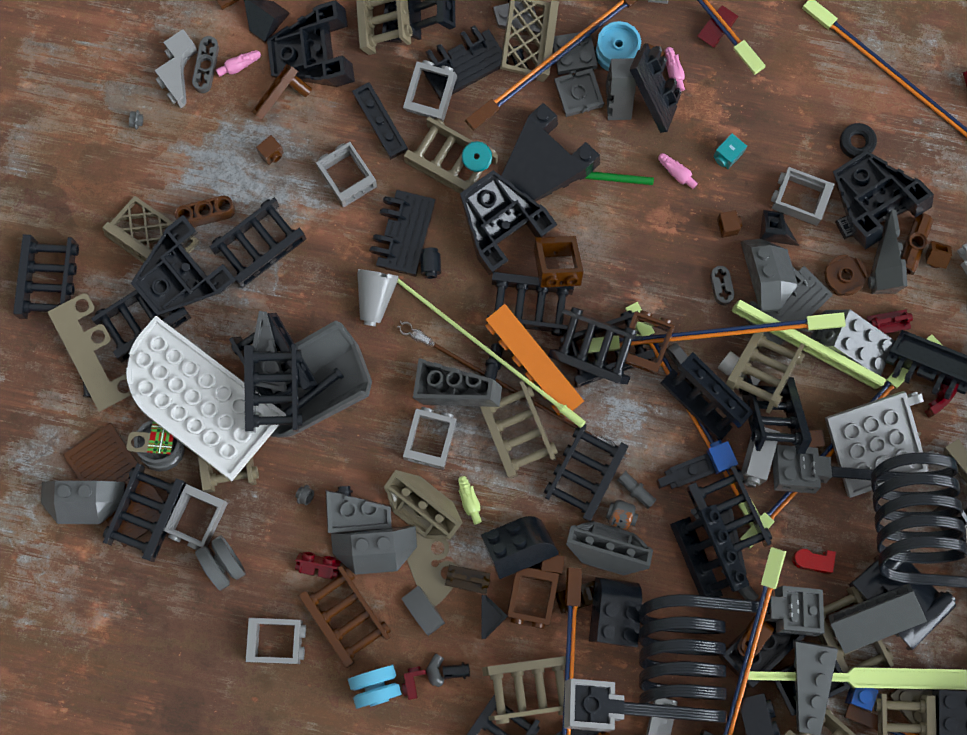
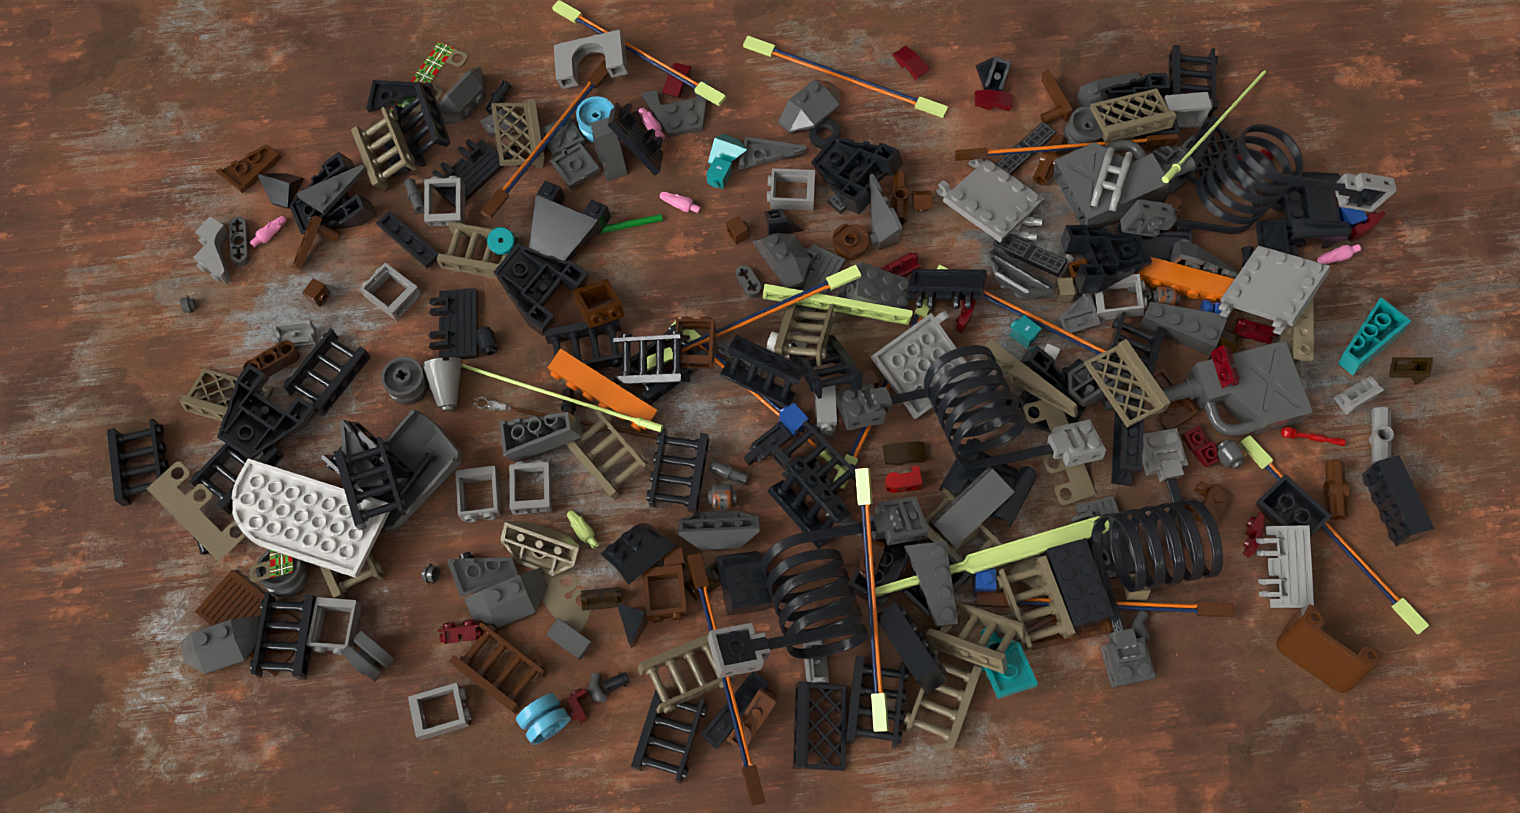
camera: 15 degrees left, 10 degrees down
(238, 189) = (298, 332): none -> light grey hinge
(310, 42) = (328, 193): none -> dark grey wing
(337, 268) = (405, 380): none -> dark grey wheel
(377, 406) = (477, 475): none -> light grey window
(400, 71) = (414, 195): none -> dark grey pin
(704, 69) = (680, 116): none -> dark grey wing
(746, 126) = (726, 148): none -> slope
(783, 140) = (765, 151): none -> dark grey wing
(824, 530) = (904, 452): none -> dark brown slope
(853, 105) = (810, 106): none -> dark grey wedge

